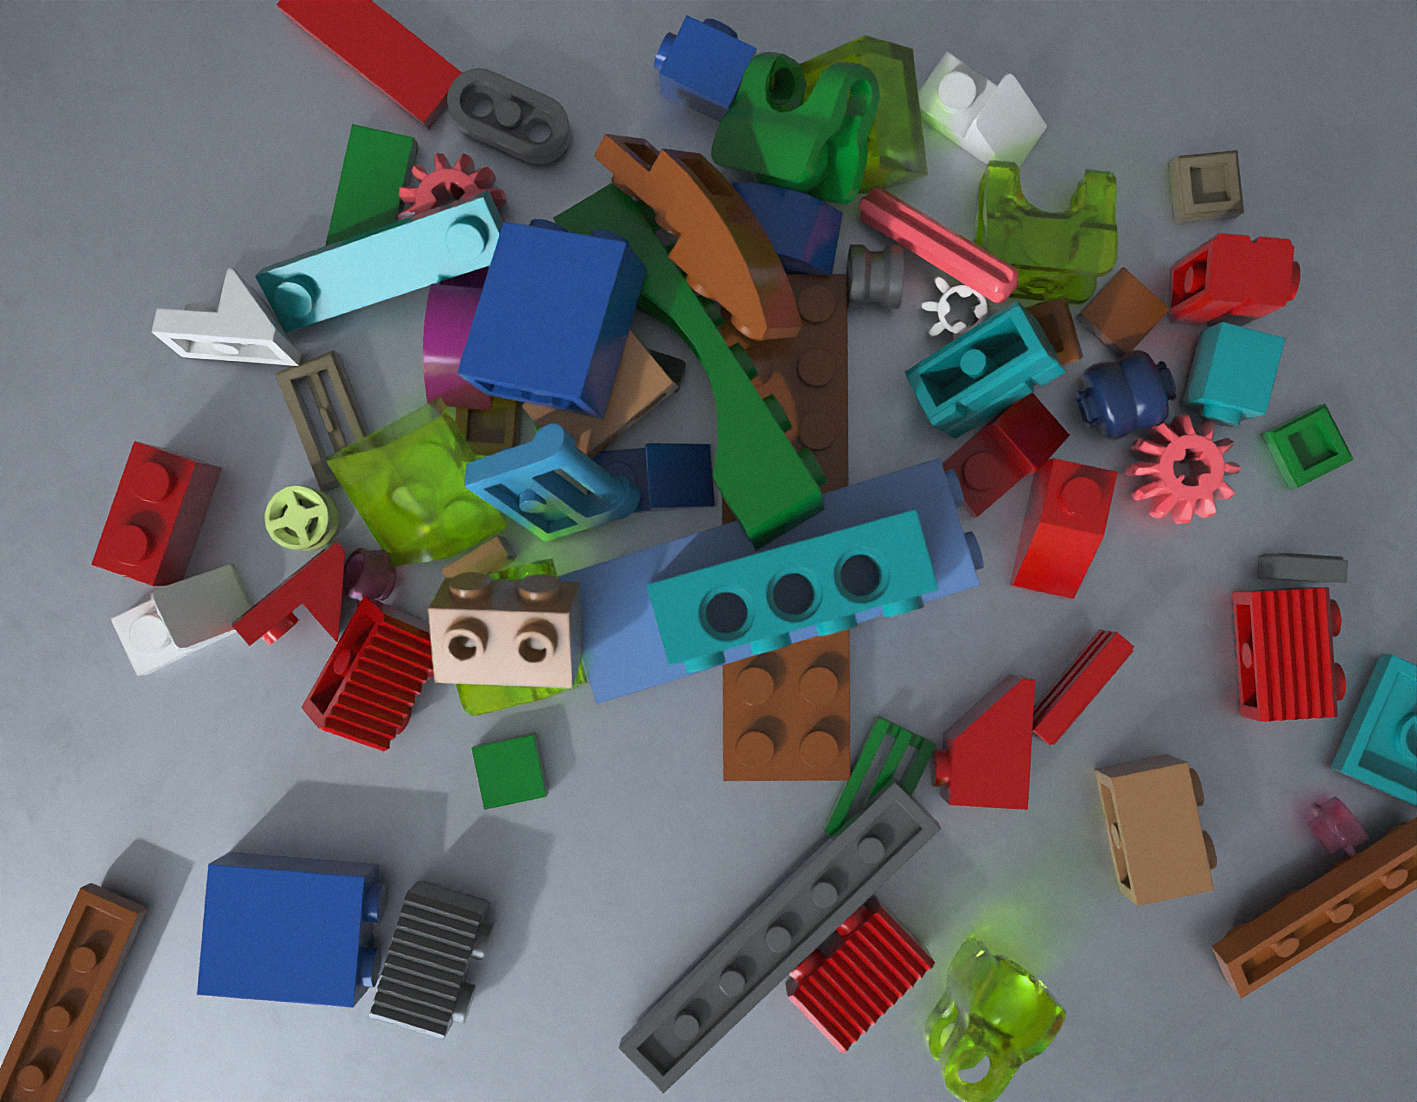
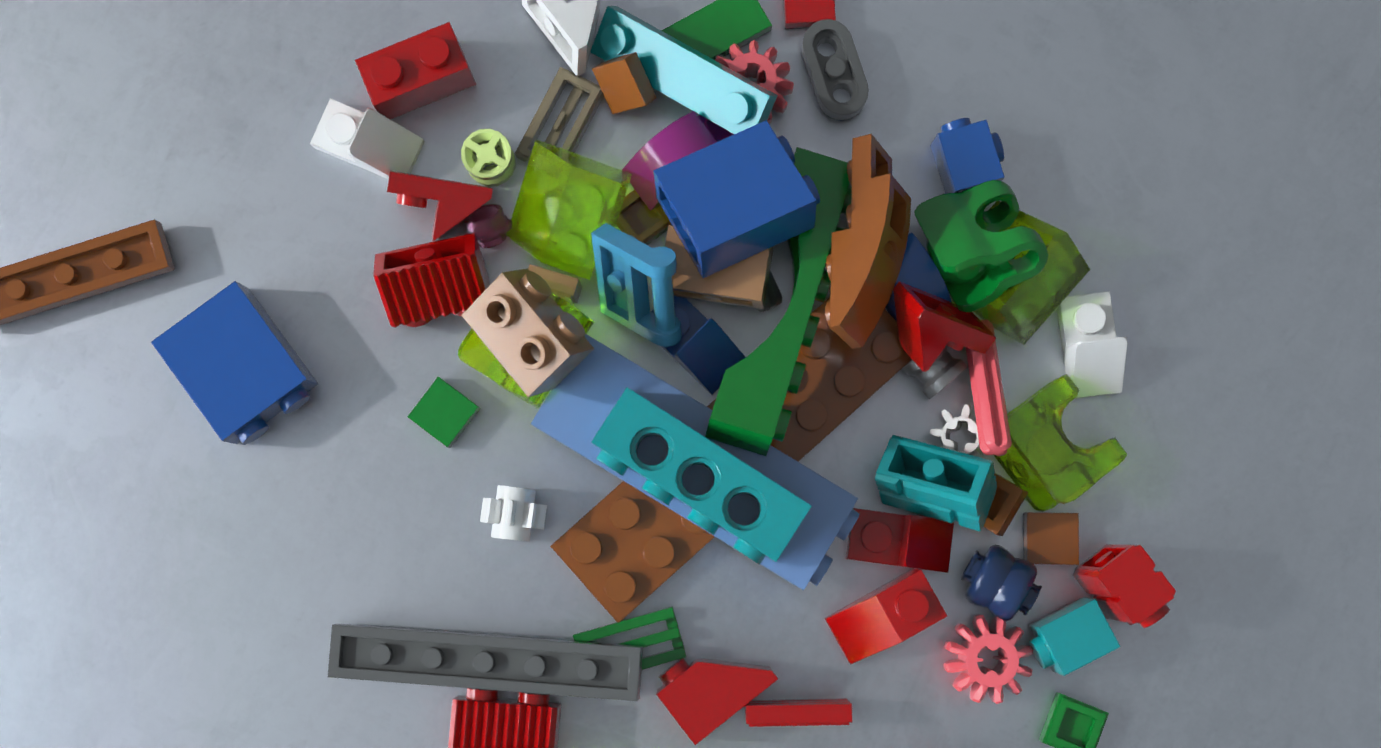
camera: 55 degrees right, 5 degrees down
(345, 326) = (624, 83): none -> dark orange tile
(430, 960) = (288, 465): dark grey brick -> none
(664, 789) = (513, 513): none -> white gear
(837, 241) = (931, 323): none -> red slope
(1206, 187) = (1173, 521): dark tan tile -> none

